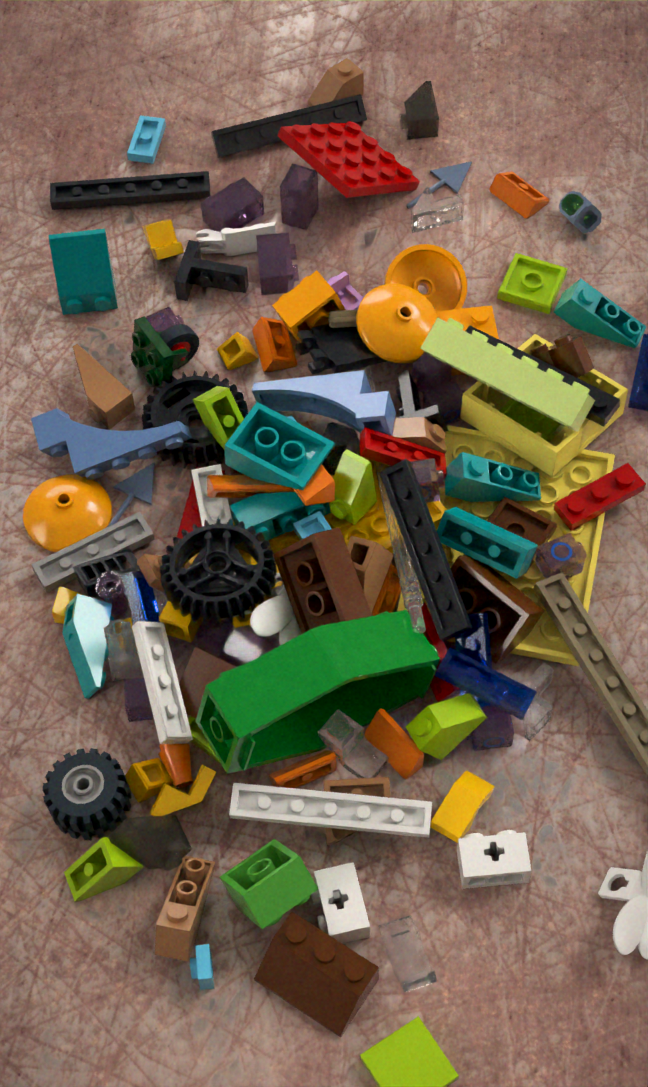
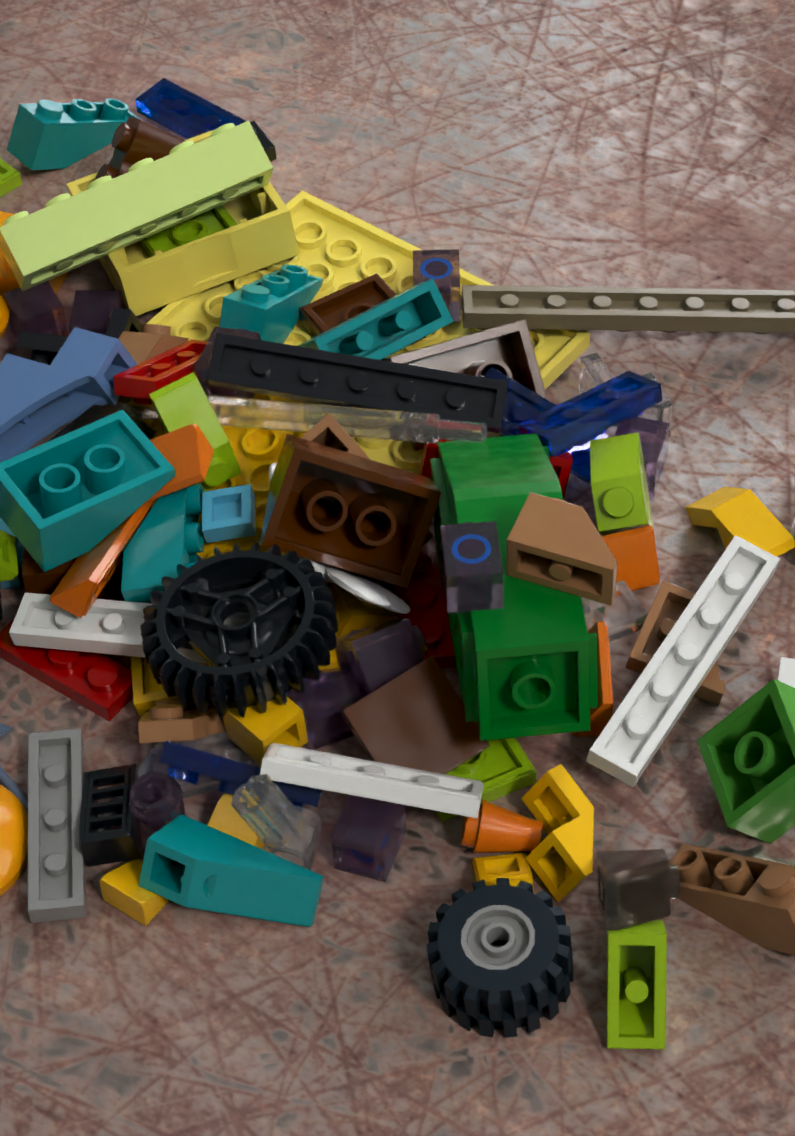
camera: 65 degrees left, 10 degrees down
(252, 654) = (471, 566): none -> clear purple brick
(286, 694) = (561, 550): none -> medium nougat slope
(599, 496) = (360, 223): red plate -> none

